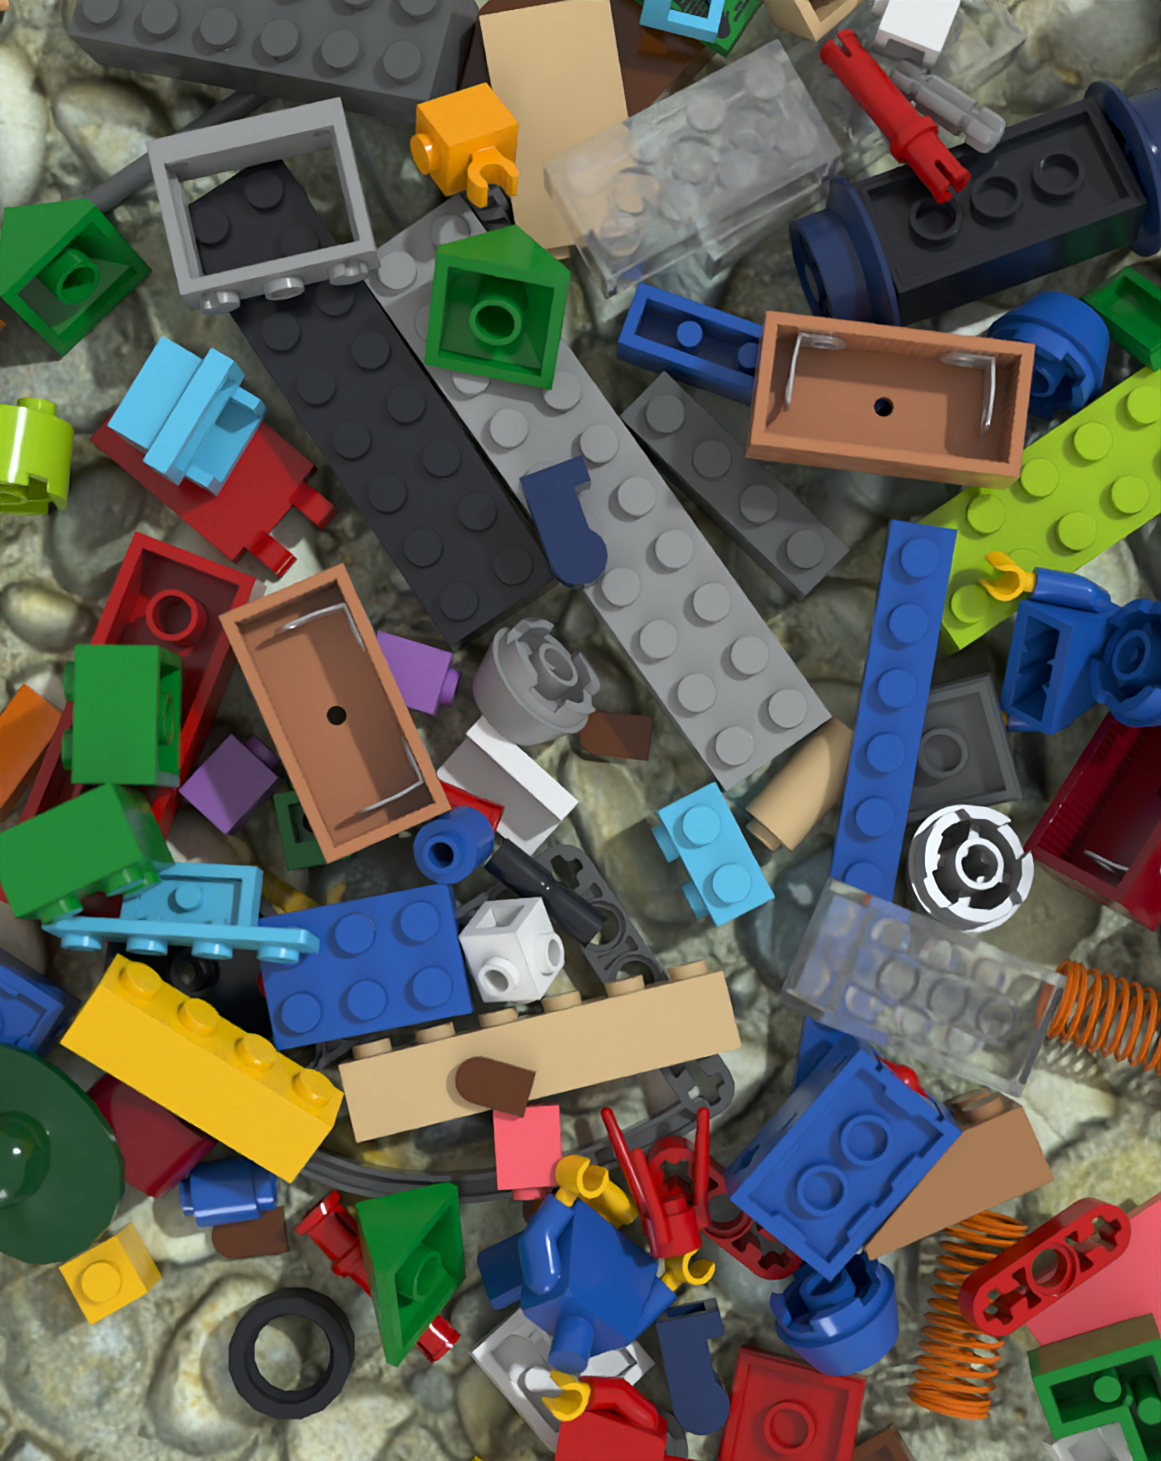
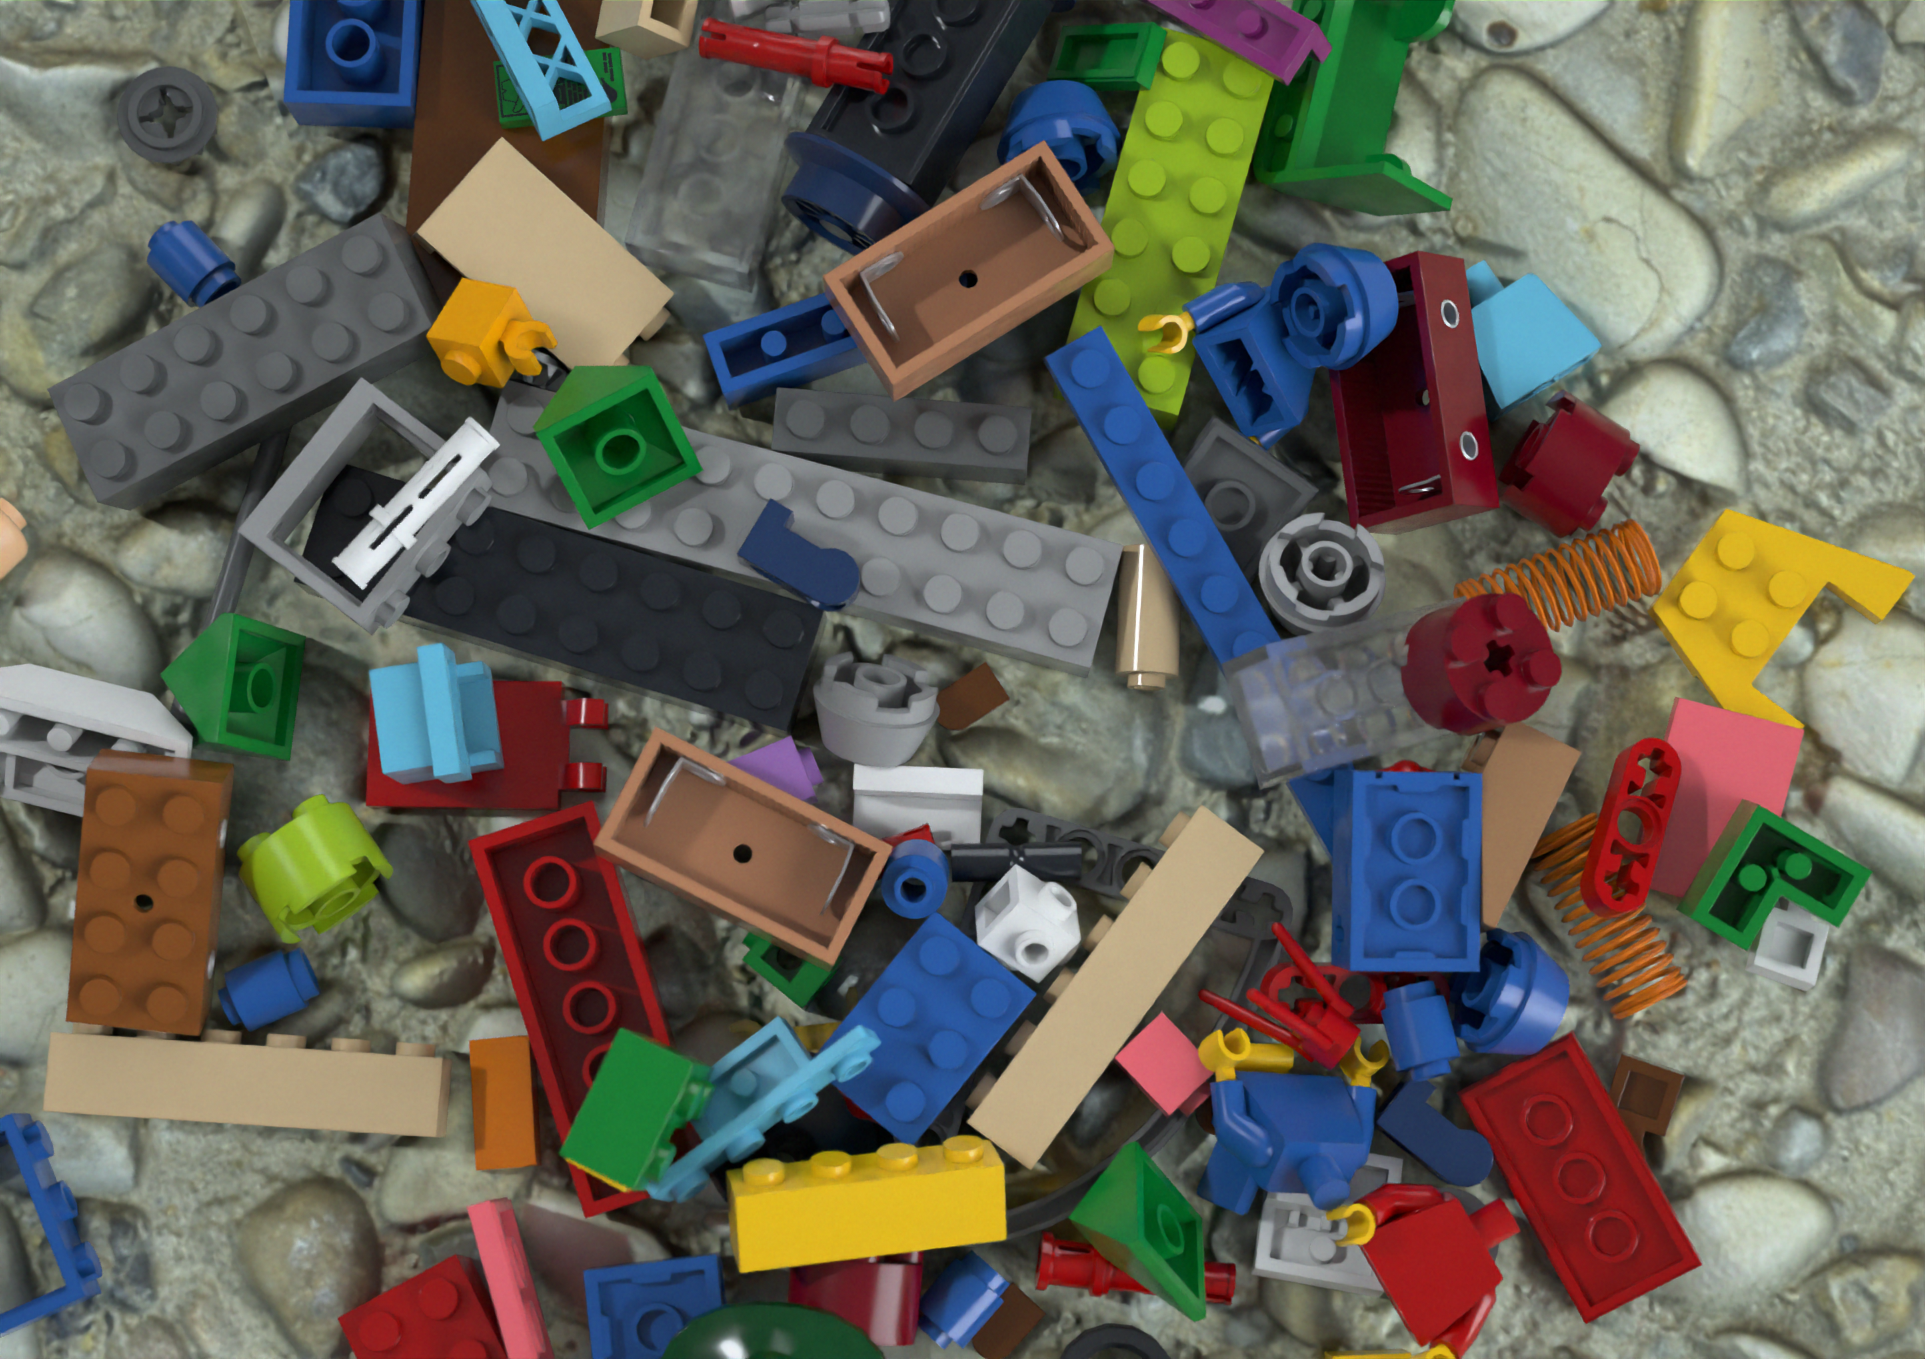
camera: 40 degrees left, 5 degrees down
(124, 716) = (582, 981): green brick -> none
(219, 244) = (362, 563): none -> white pin
(234, 782) = (702, 977): medium lavender brick -> none
(495, 1084) = (1100, 1034): reddish brown piece -> none
(691, 169) = (674, 218): clear brick -> none
(713, 854) = (1120, 728): medium azure brick -> none
(747, 1284) = (1419, 1031): none -> blue brick
(1032, 1046) = (1479, 664): none -> dark red brick

